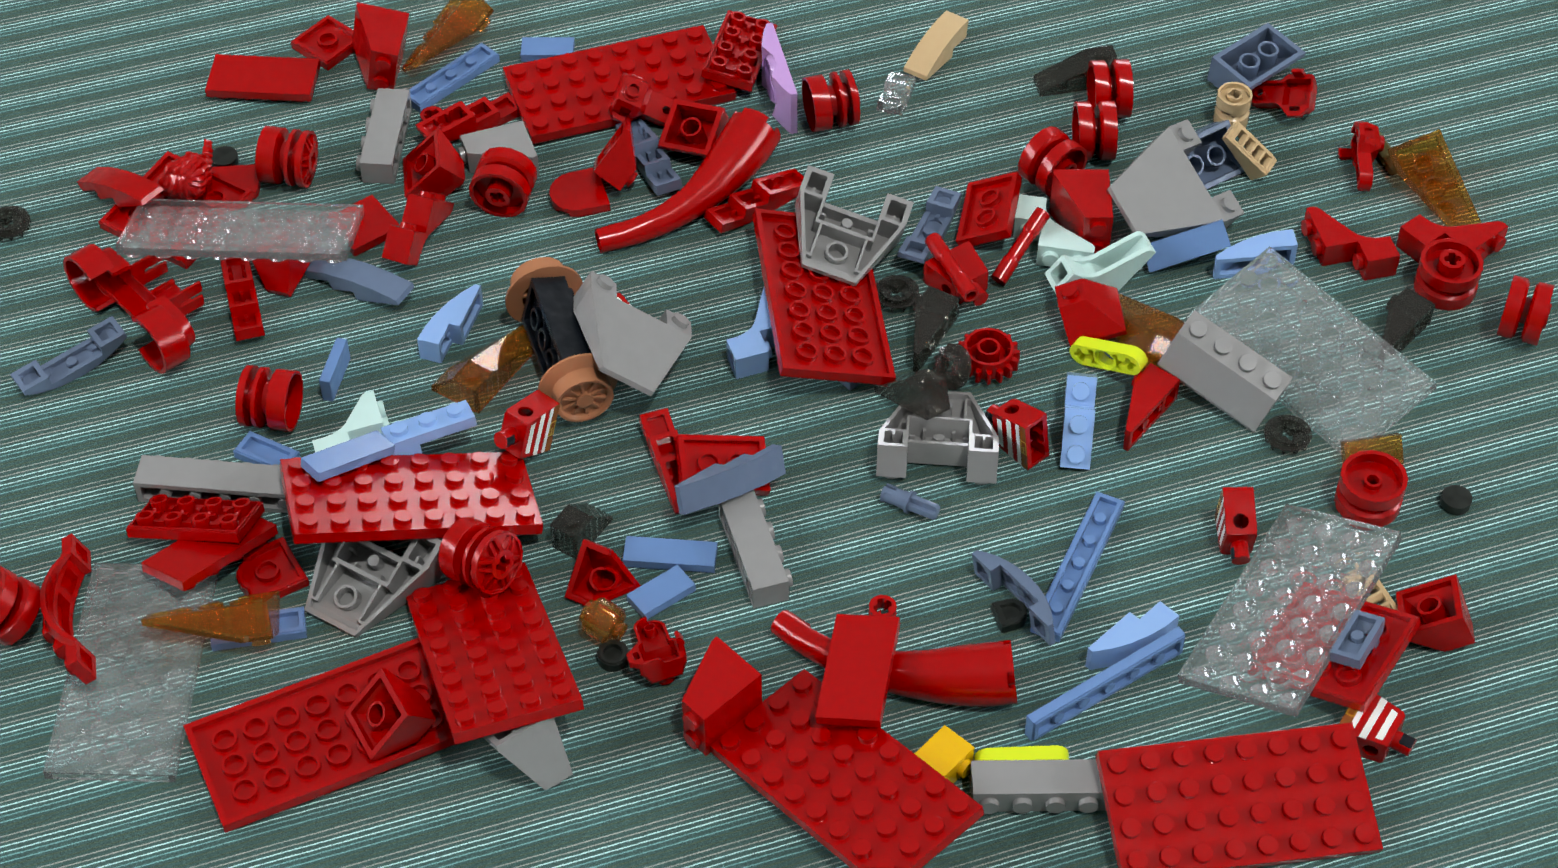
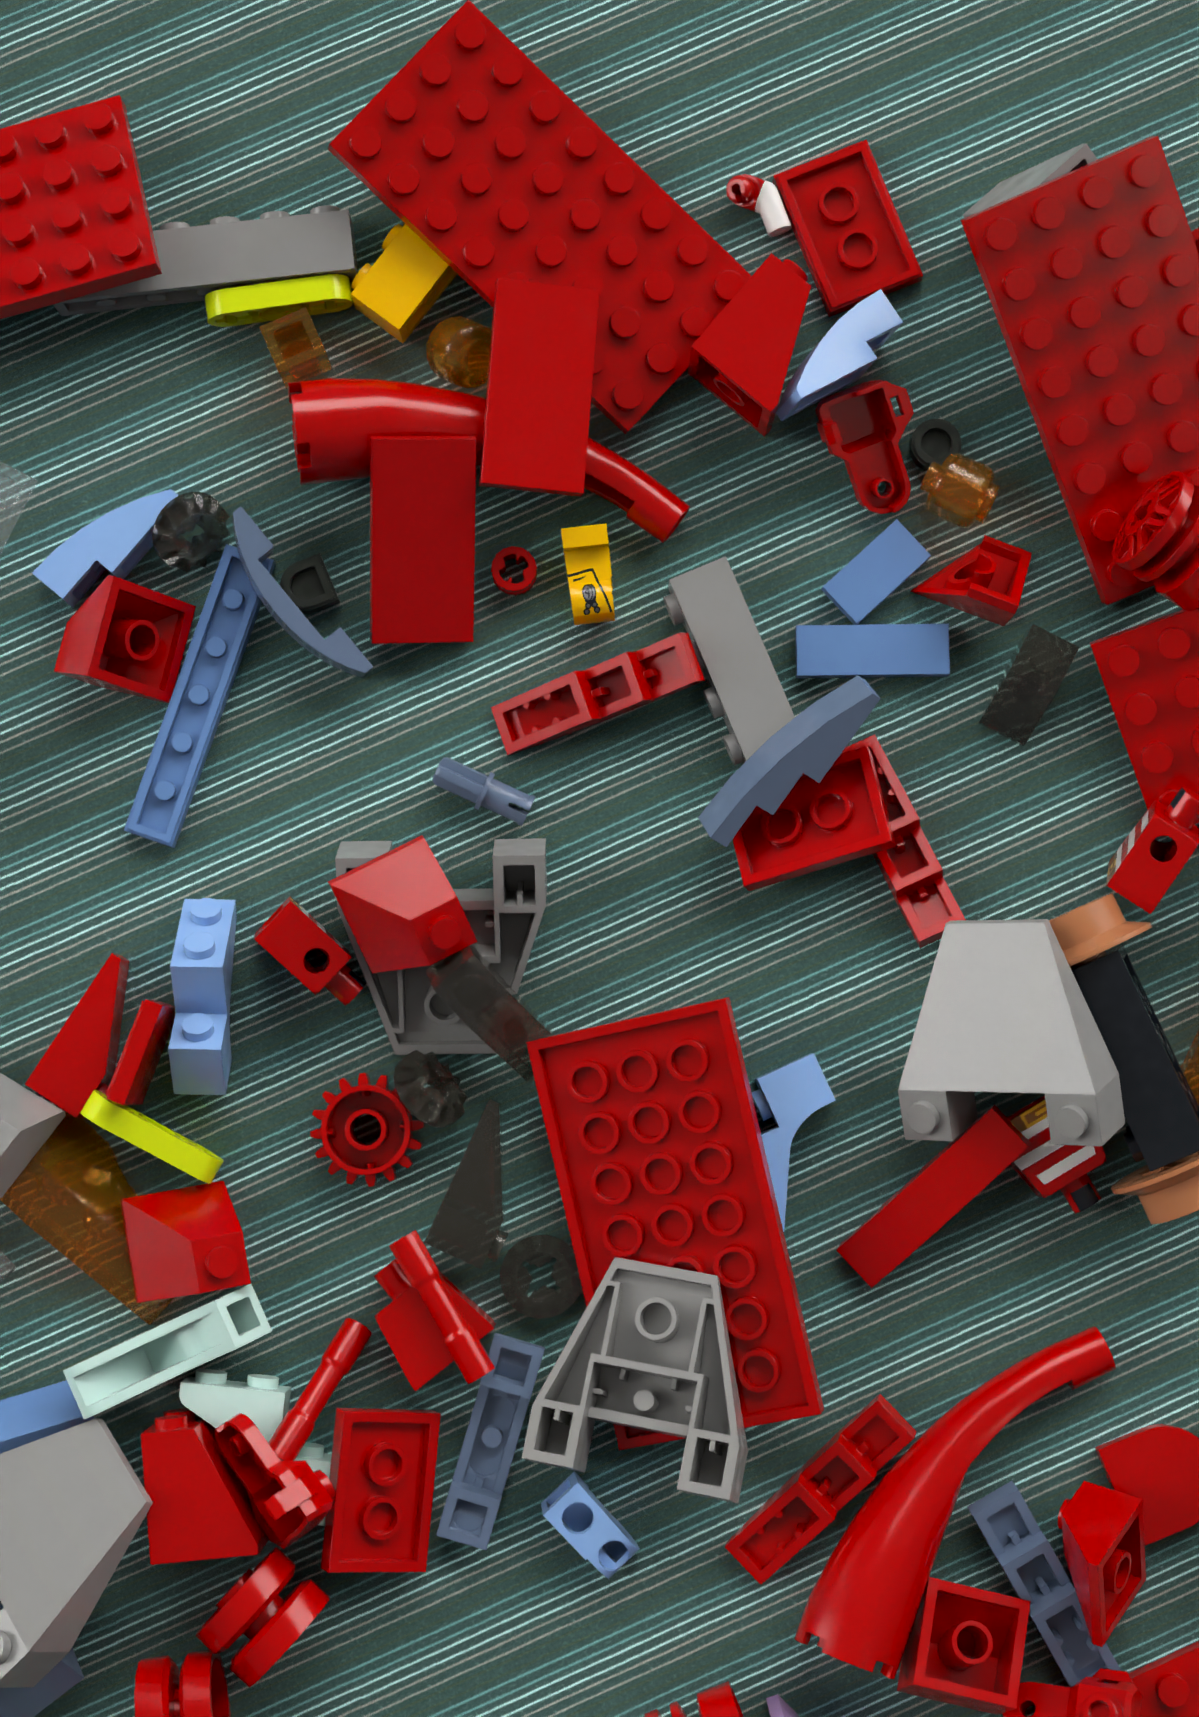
camera: 175 degrees right, 35 degrees up
(648, 778) = (847, 227): none -> red tile
(666, 688) = (841, 354): none -> light blue slope
(685, 296) = (933, 1196): none -> red slope
(702, 799) = (761, 198): none -> arm
(835, 598) = (589, 573): none -> yellow leg
(843, 539) = (597, 693): none -> red slope
(875, 188) = (588, 1526): none -> light blue leg
(904, 715) = (460, 351): none -> clear orange head
(937, 610) = (422, 538): none -> red tile
(957, 426) = (403, 909): none -> red slope
(1011, 723) = (296, 347): none -> clear orange brick
(1033, 193) = (283, 1494): none -> red piece
(1080, 636) = (180, 517): none -> clear smoke gear
(1104, 684) = (151, 452): medium blue tile -> none
(1112, 387) = (141, 1053): none -> red tile
(1123, 582) = (127, 640): none -> red slope

